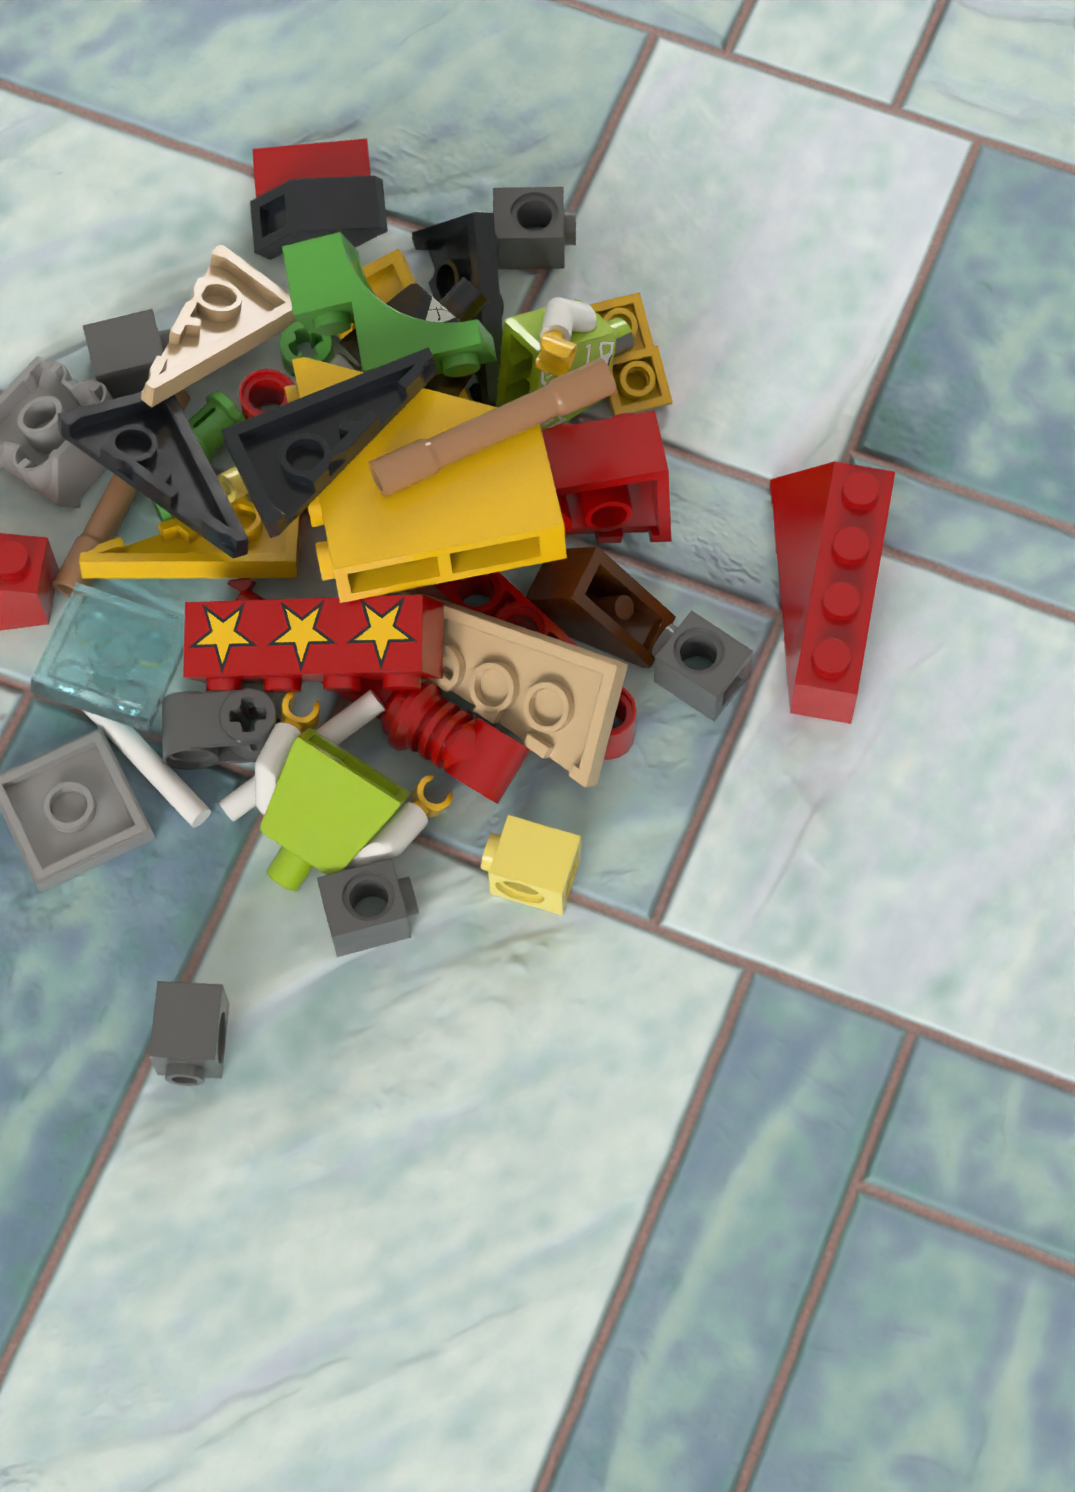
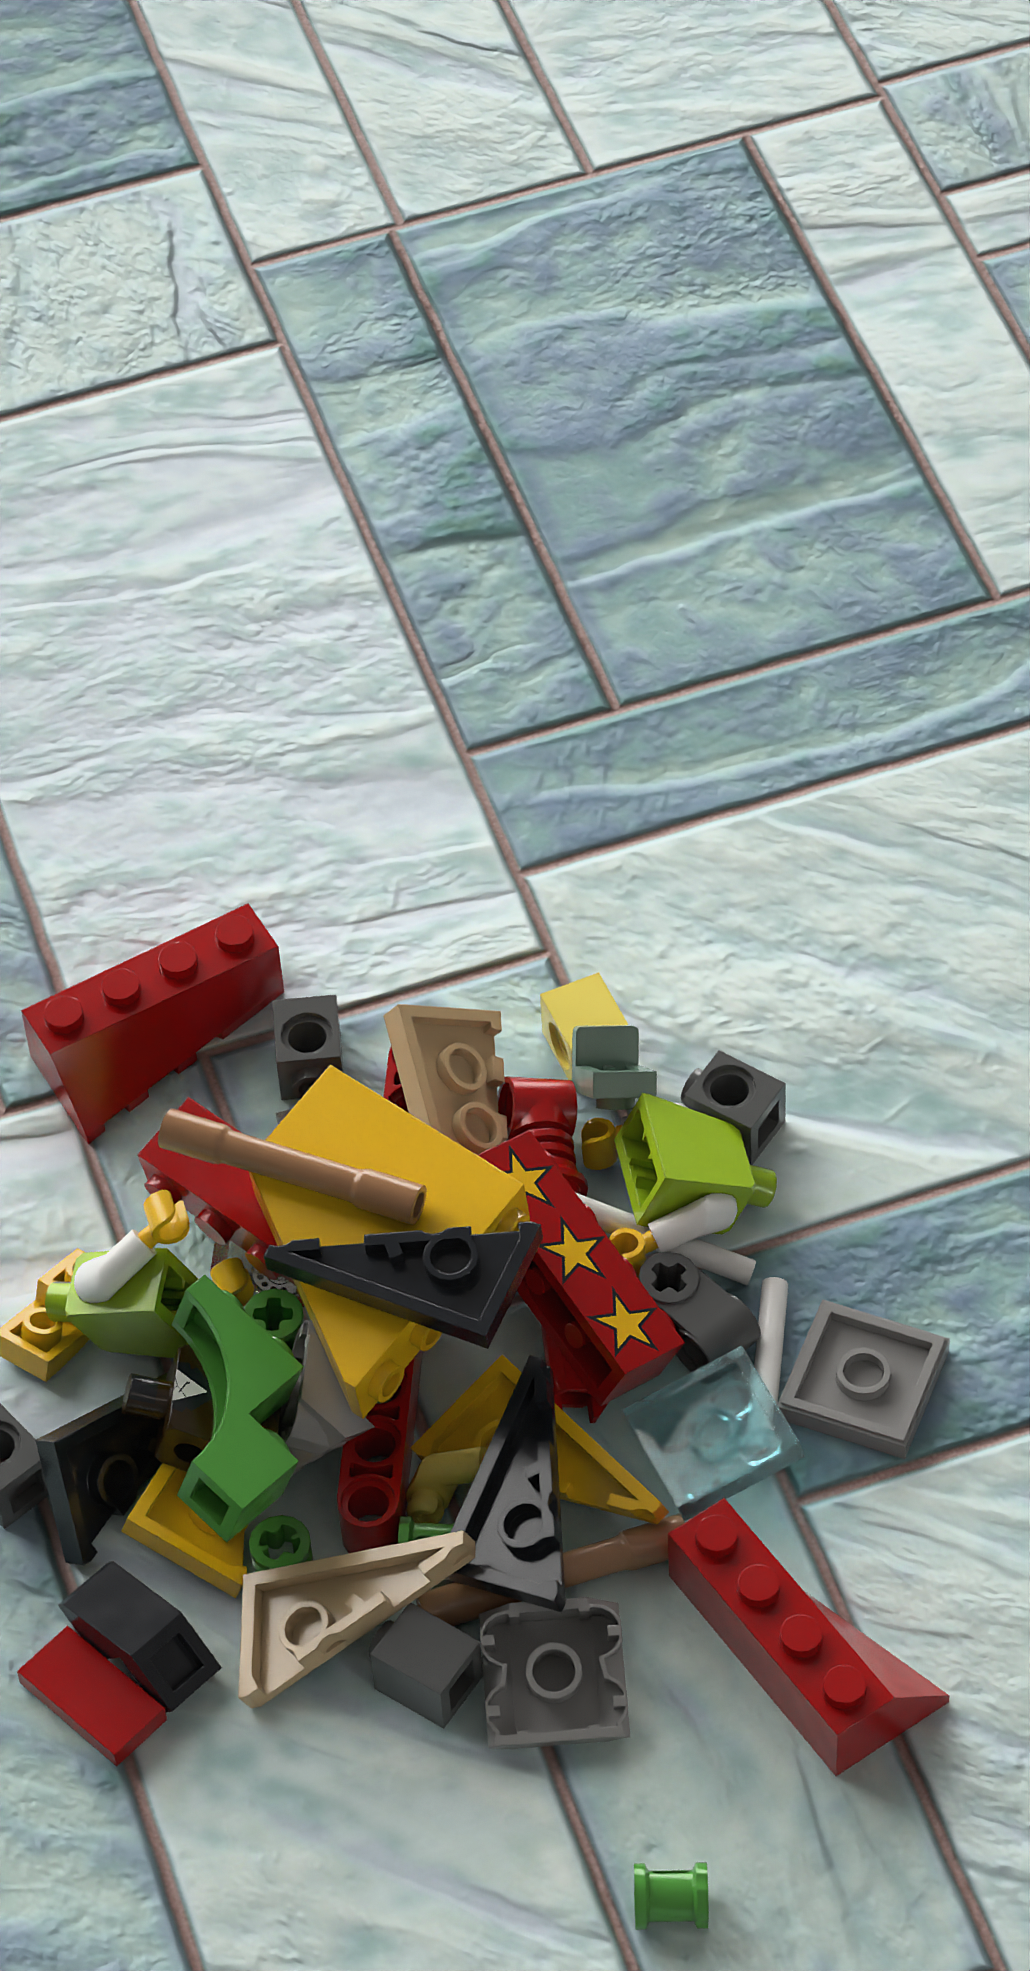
camera: 130 degrees left, 15 degrees down
(189, 1032) = (948, 1139): dark grey brick -> none
(453, 815) = (608, 1067): none -> sand green bracket

